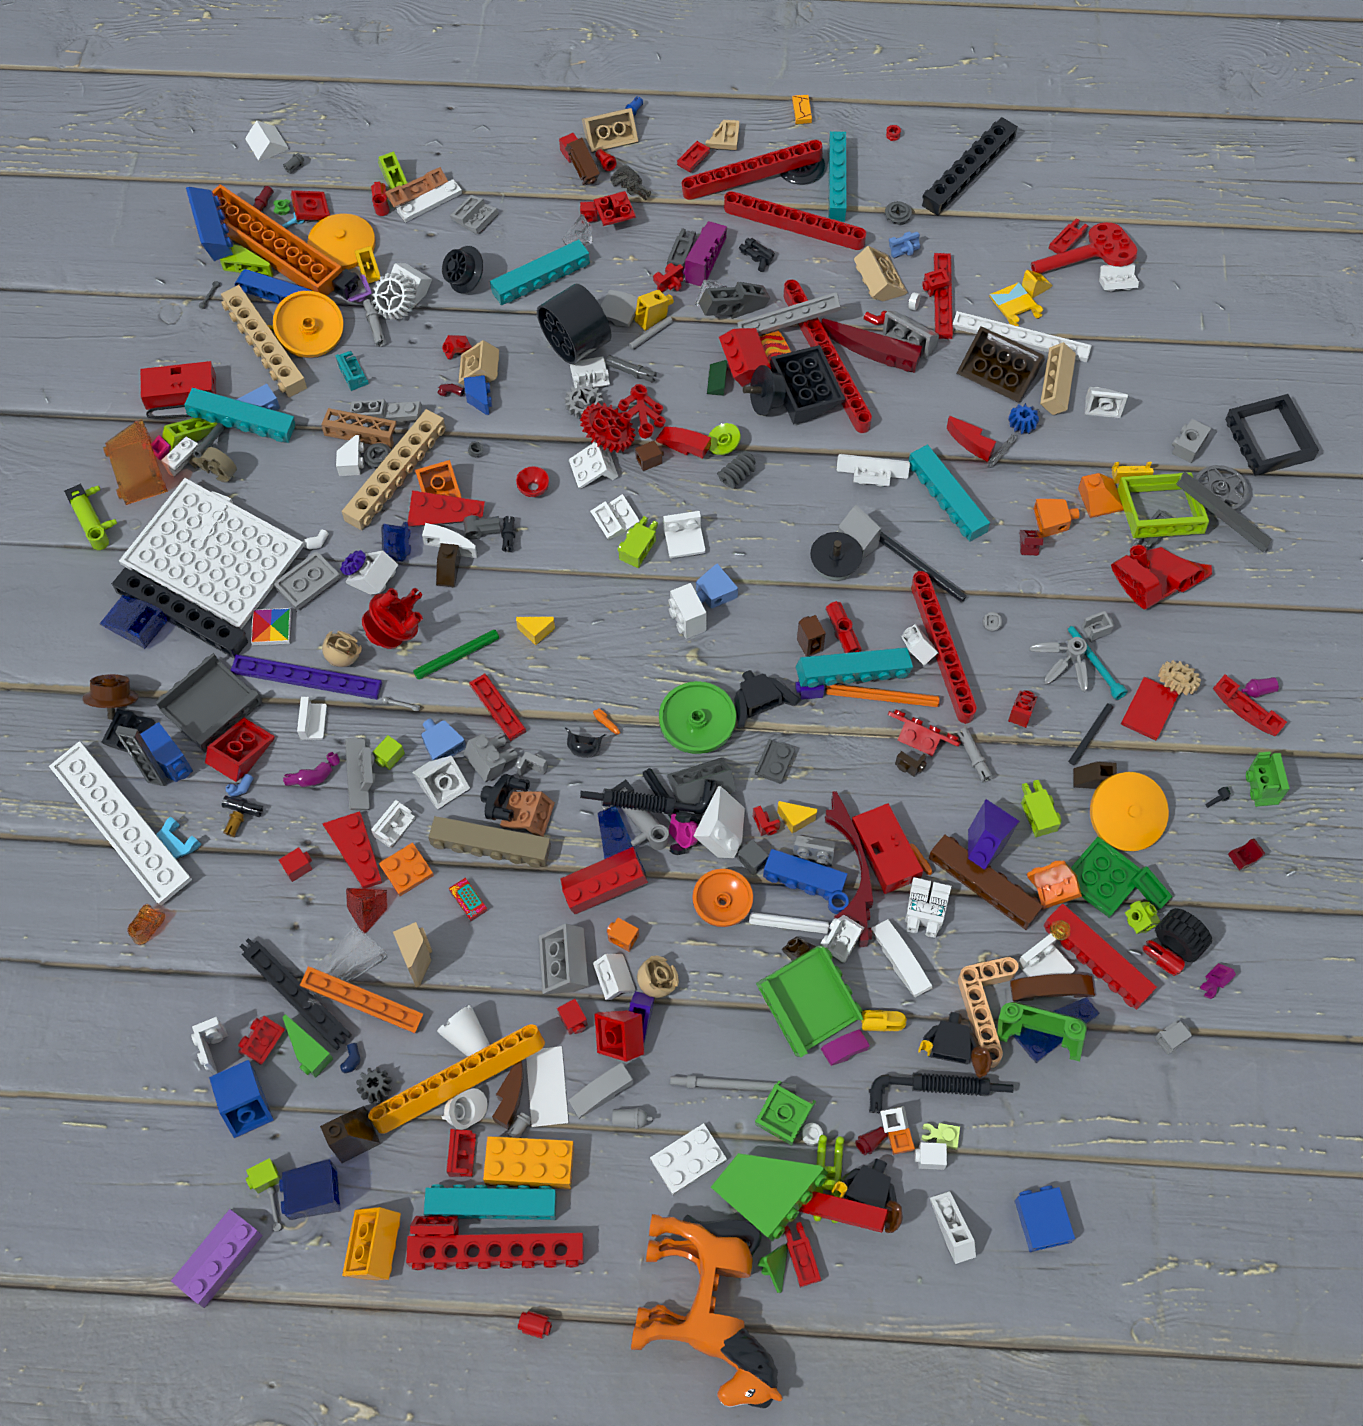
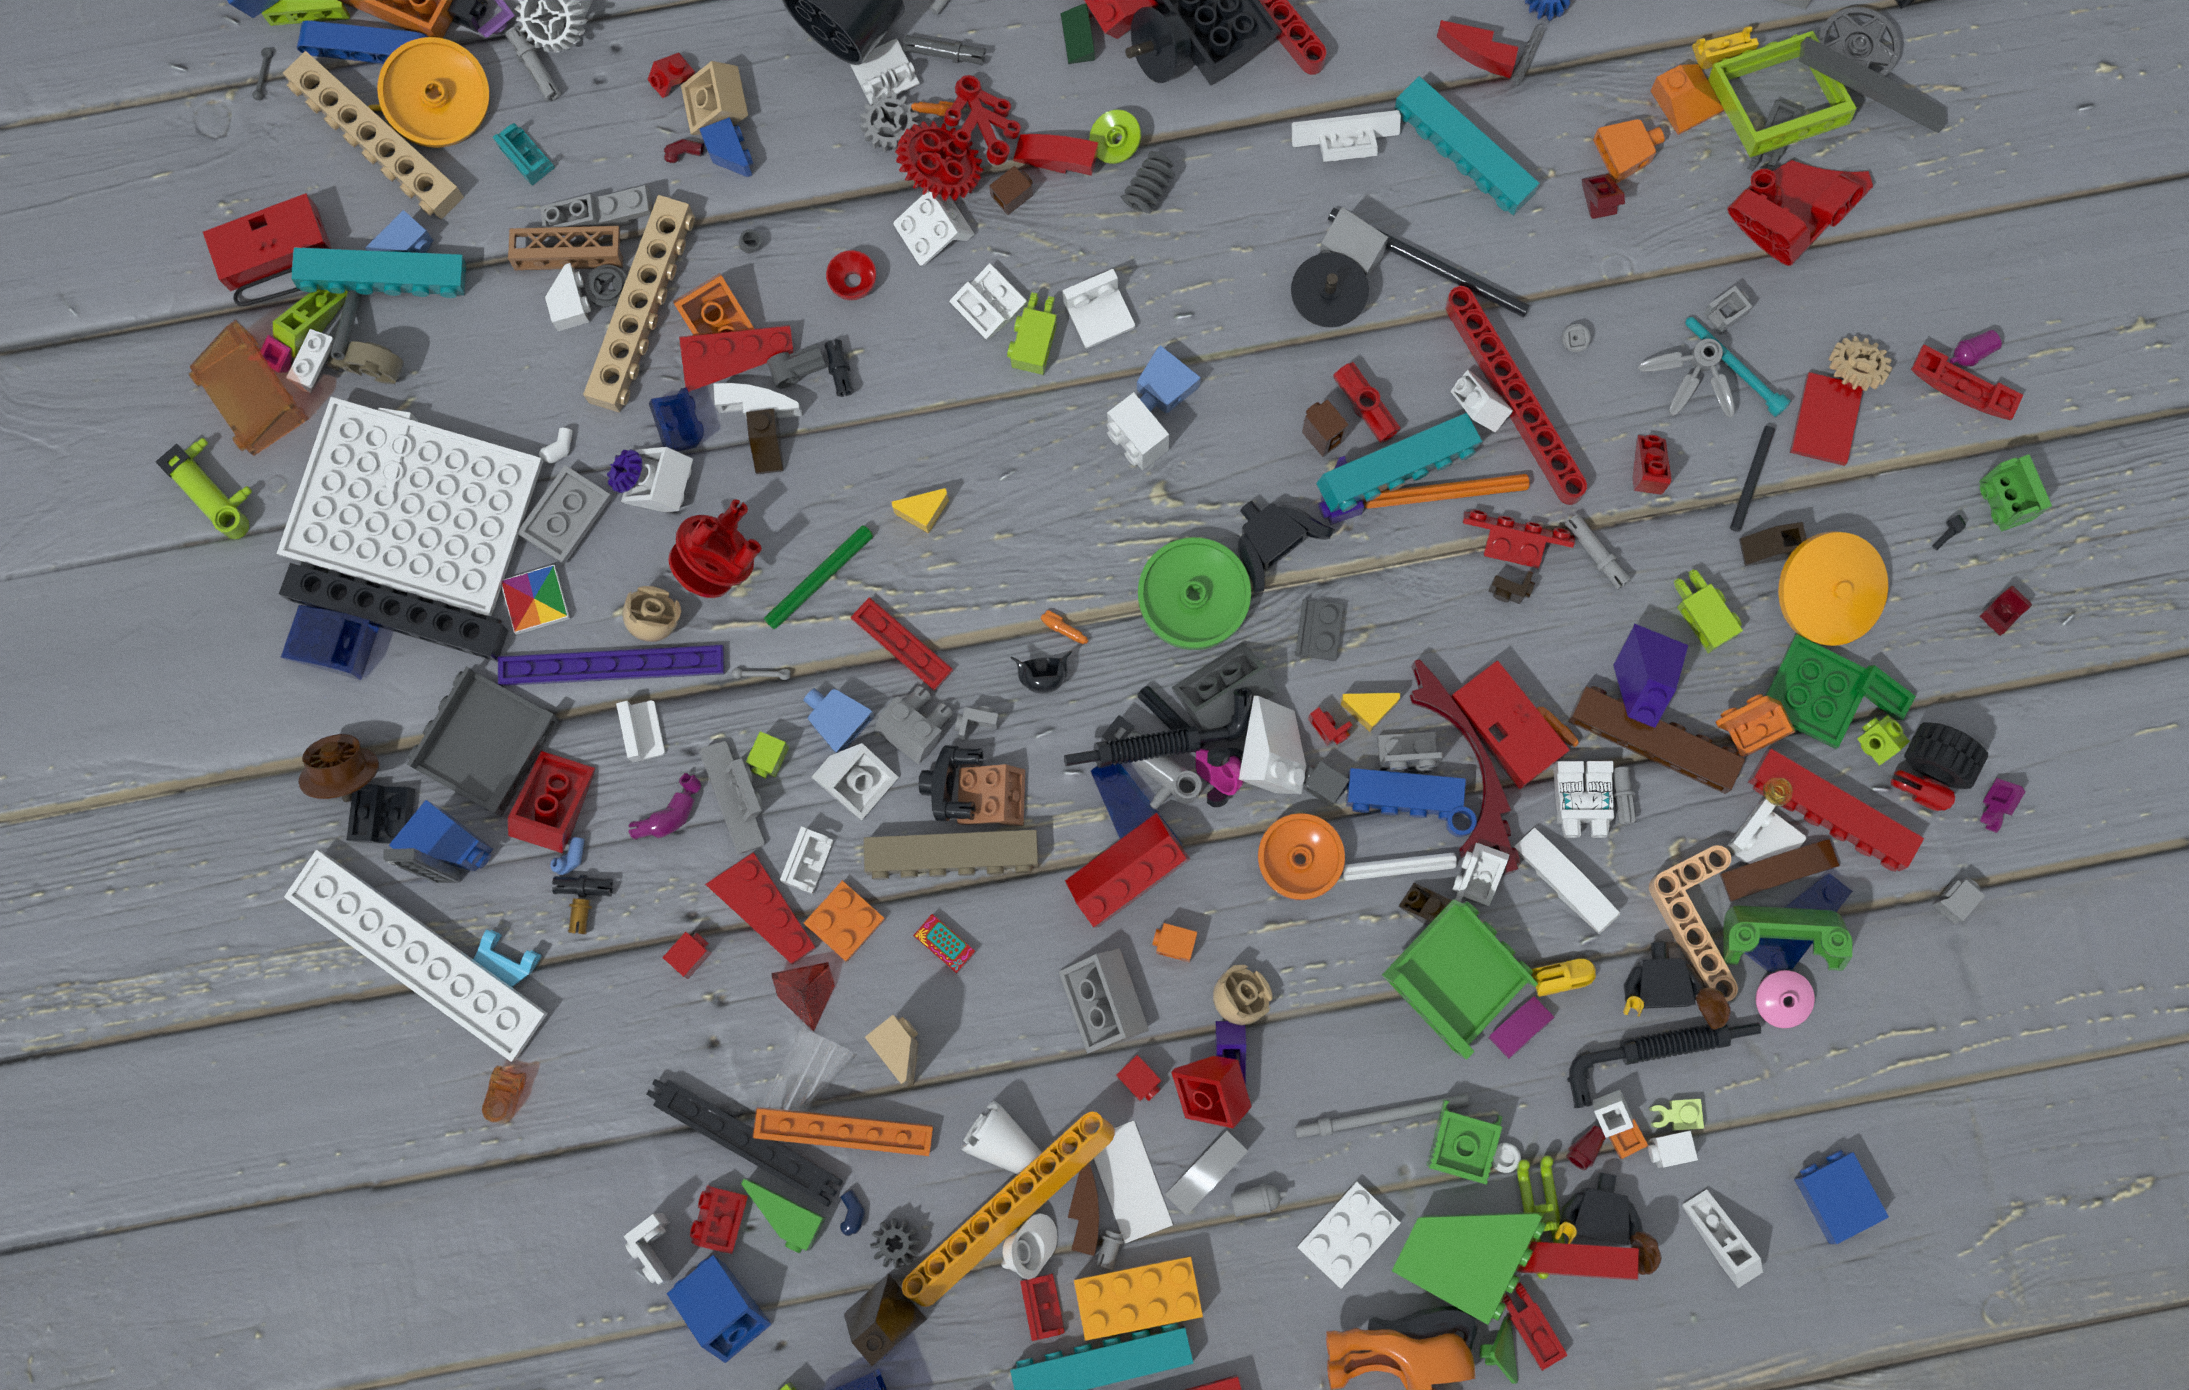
camera: 10 degrees left, 15 degrees up
(610, 397) = (932, 108): none -> orange piece
(613, 975) = (1179, 1004): white panel -> none
(954, 912) = (1624, 795): none -> light grey axle
(1025, 1078) = (1772, 993): none -> bright pink dish

